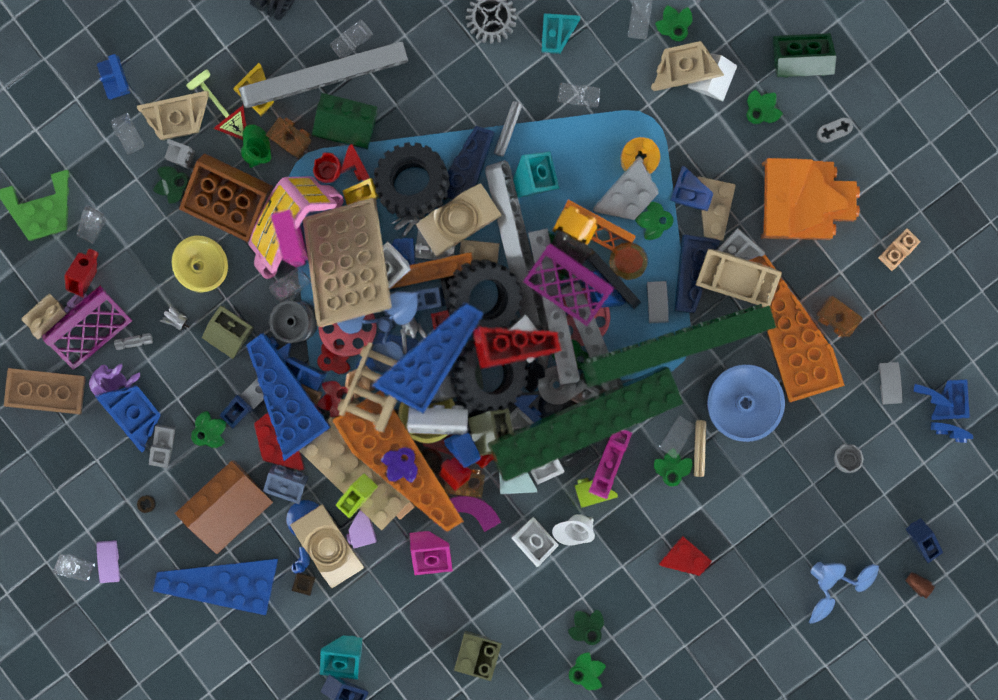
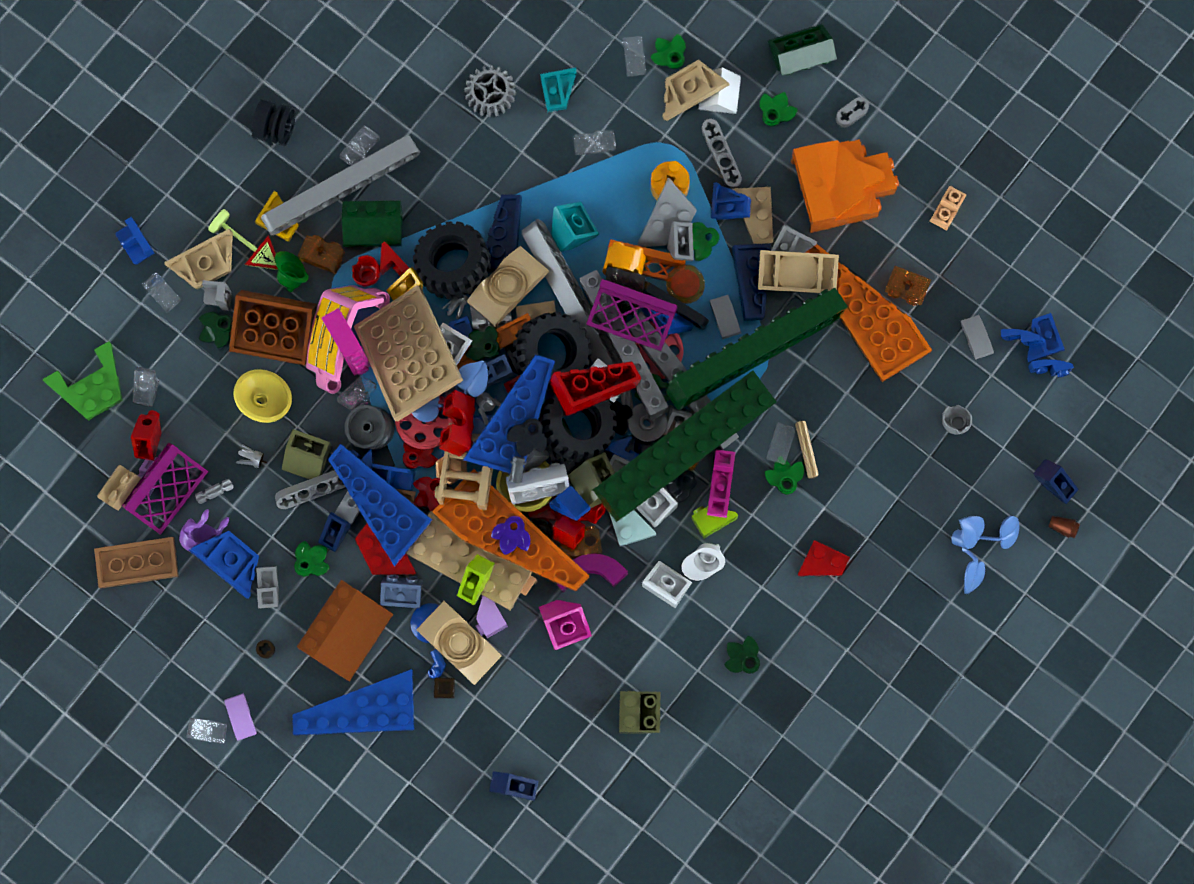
camera: 10 degrees left, 10 degrees down
(205, 367) = (311, 486): none -> light grey beam
(342, 657) = (502, 751): teal slope -> none
(382, 332) = (457, 436): none -> red arch
(419, 269) = (481, 342): none -> dark green plate
(422, 403) = (517, 469): none -> dark grey pin
(436, 381) = (527, 440): none -> black plate
(508, 128) = (533, 193): light grey axle -> none
(590, 671) = (757, 700): green plate -> none
(634, 220) = (681, 241): none -> light grey slope
(700, 138) = (720, 154): none -> light grey beam
(745, 403) = (839, 391): medium blue dish -> none

